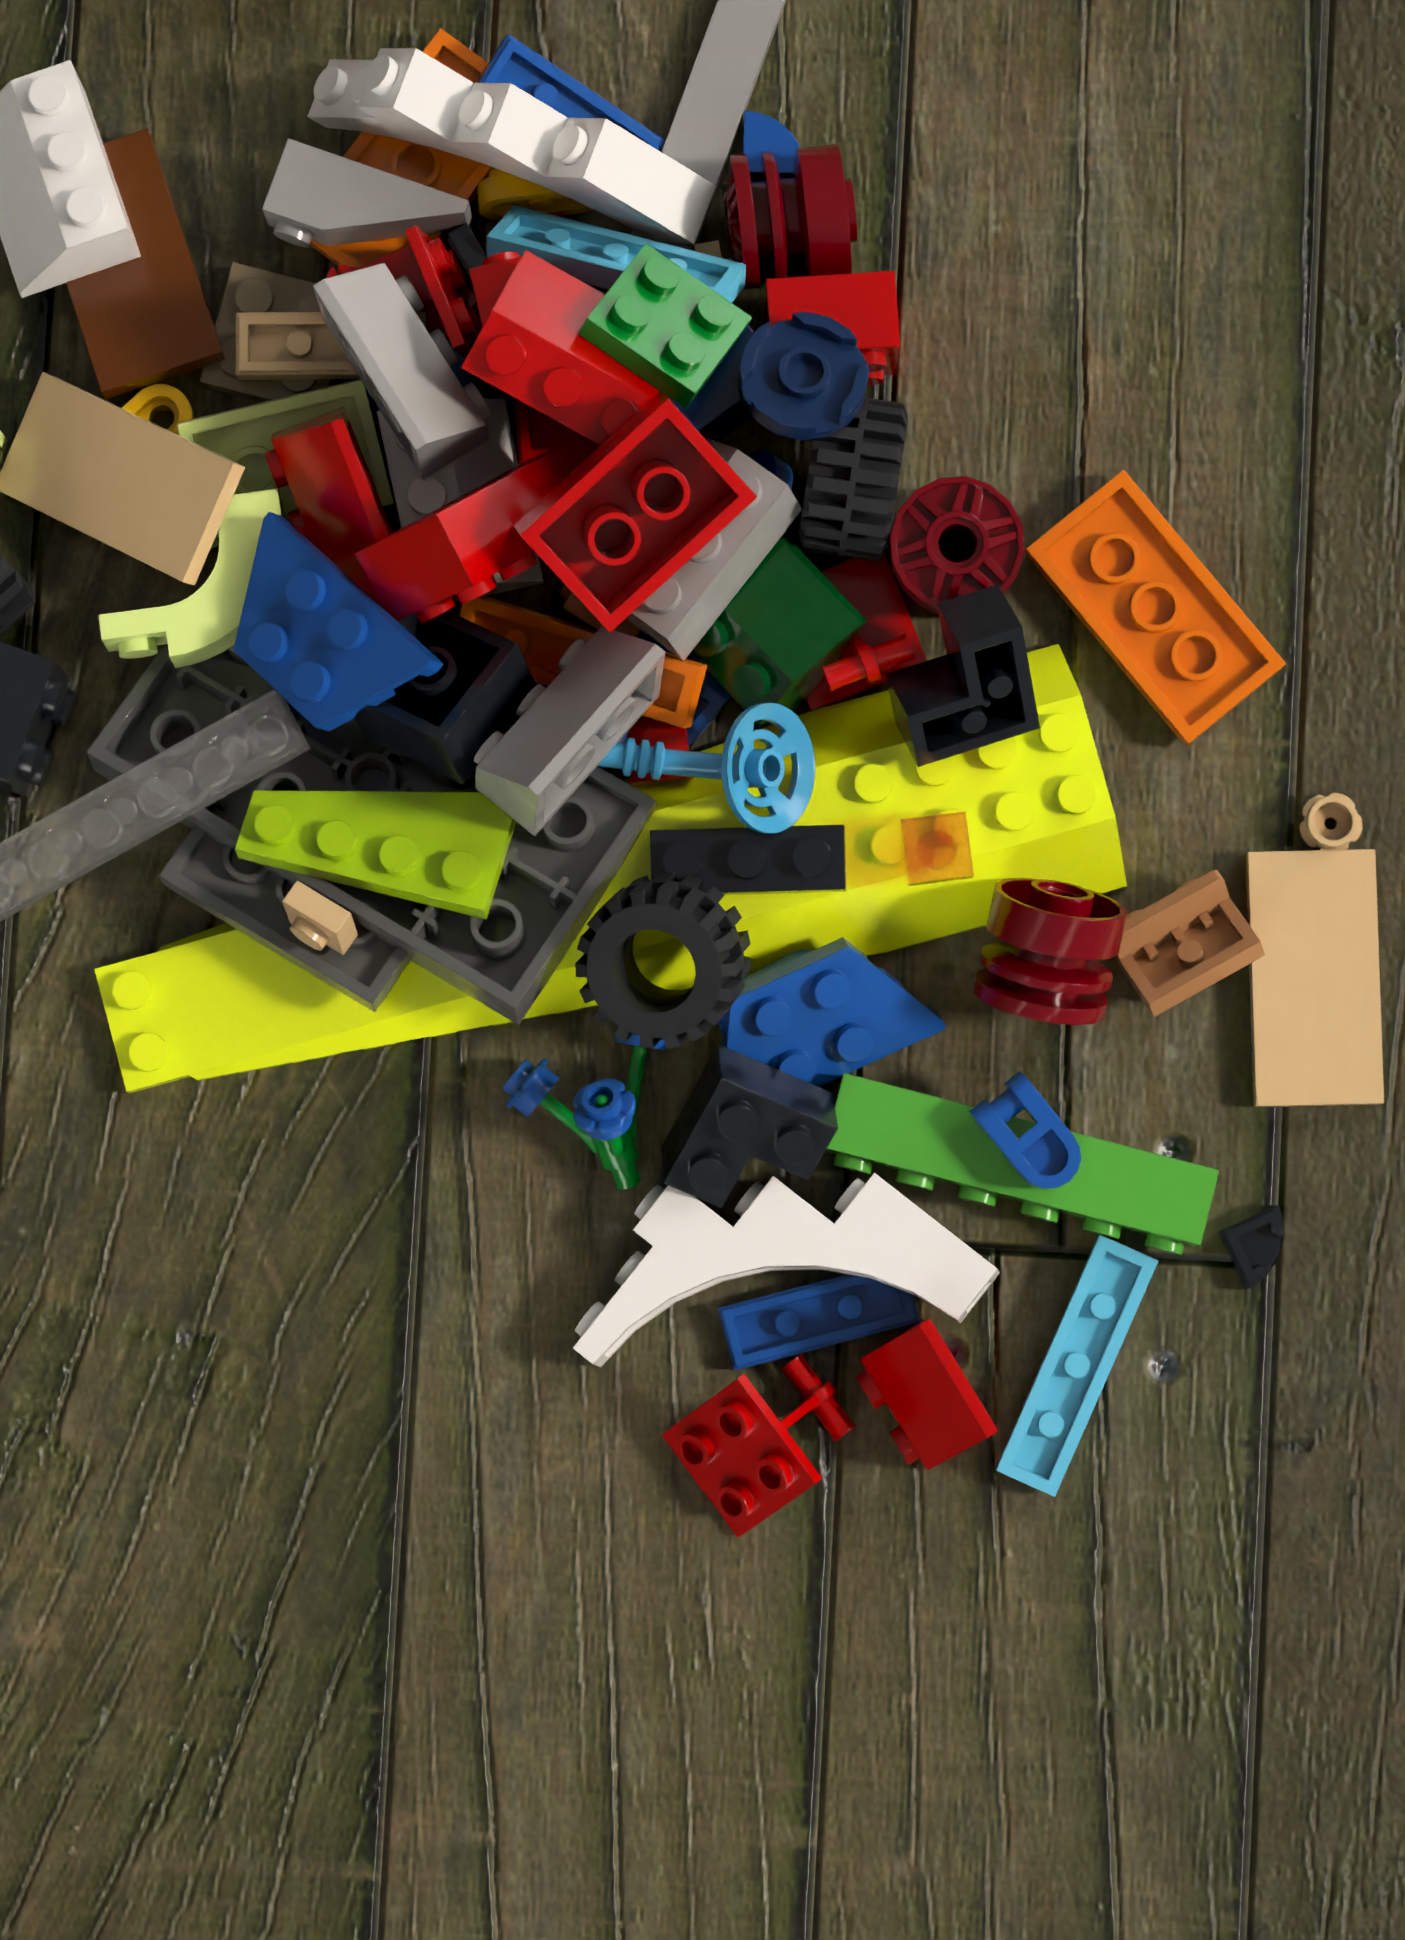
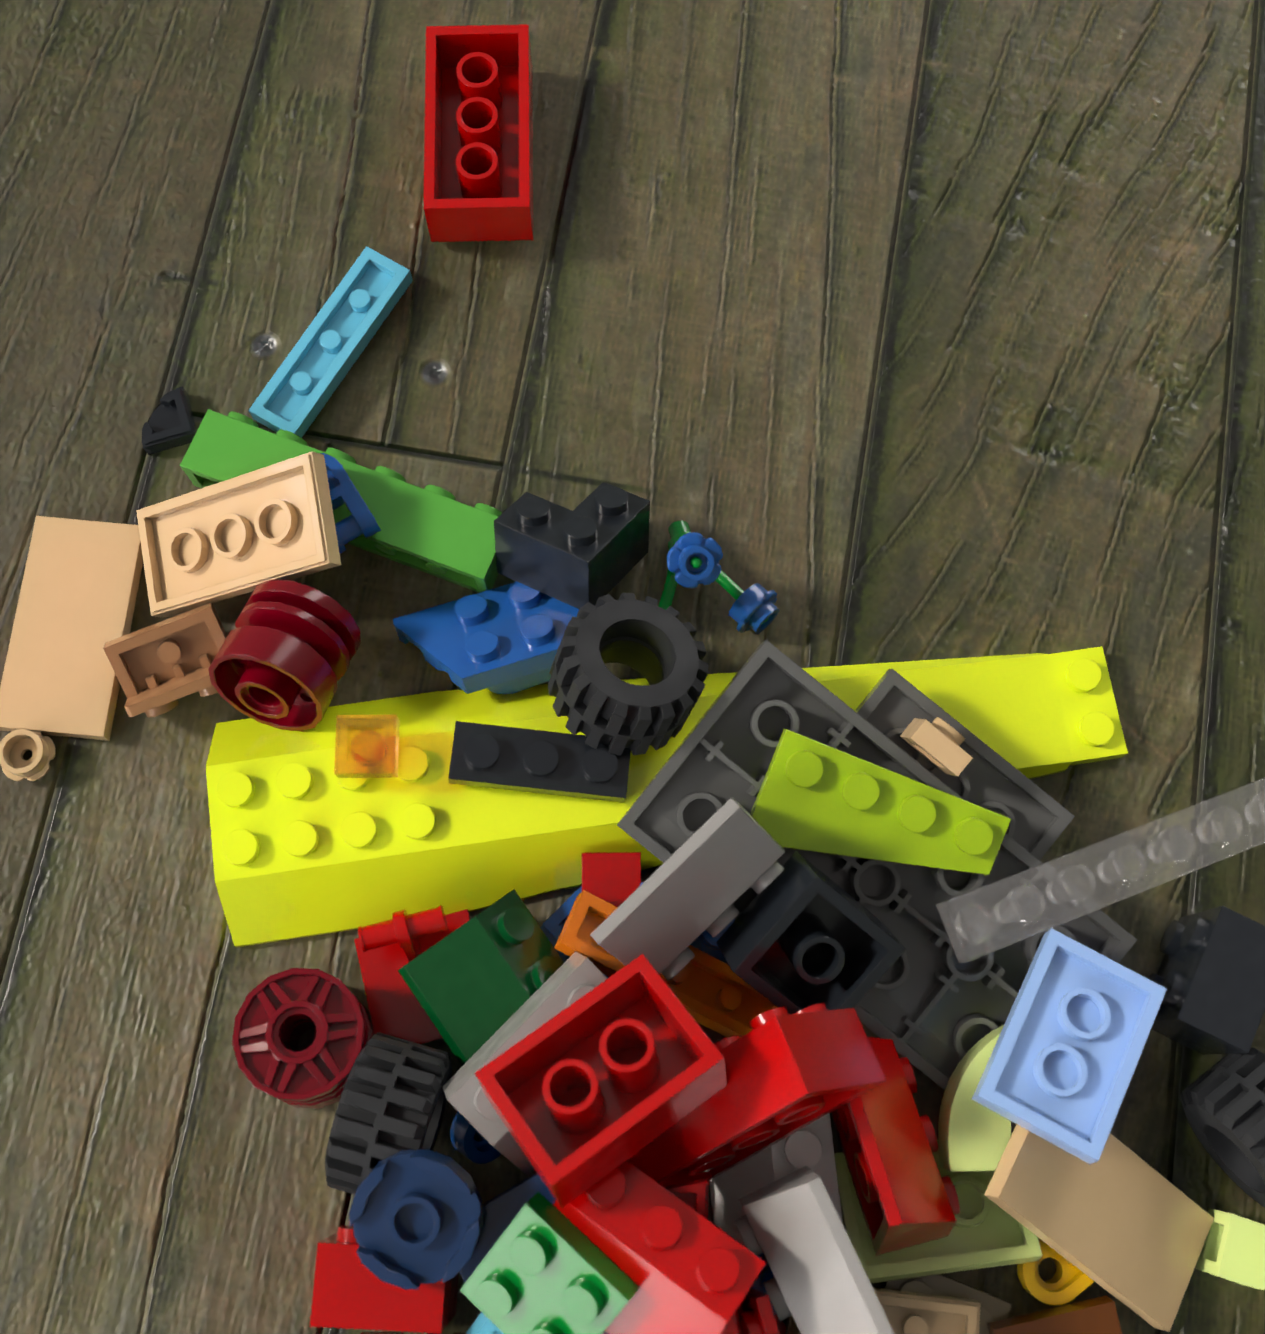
camera: 175 degrees left, 10 degrees down
(166, 619) = (1070, 1046): none -> light blue plate
(320, 632) = (921, 1010): blue wing -> none
(694, 1249) = (478, 445): white arch -> none
(740, 771) = (533, 841): dark azure dish -> none
(744, 1451) = (604, 296): red plate -> none
(812, 1318) = (535, 409): blue tile -> none
(925, 1395) = (455, 325): red slope -> none
(937, 1667) = (478, 133): none -> red brick
(975, 690) = (305, 891): black brick -> none
(1132, 1086) = (238, 535): none -> tan tile
(1154, 608) = (137, 967): orange plate -> none

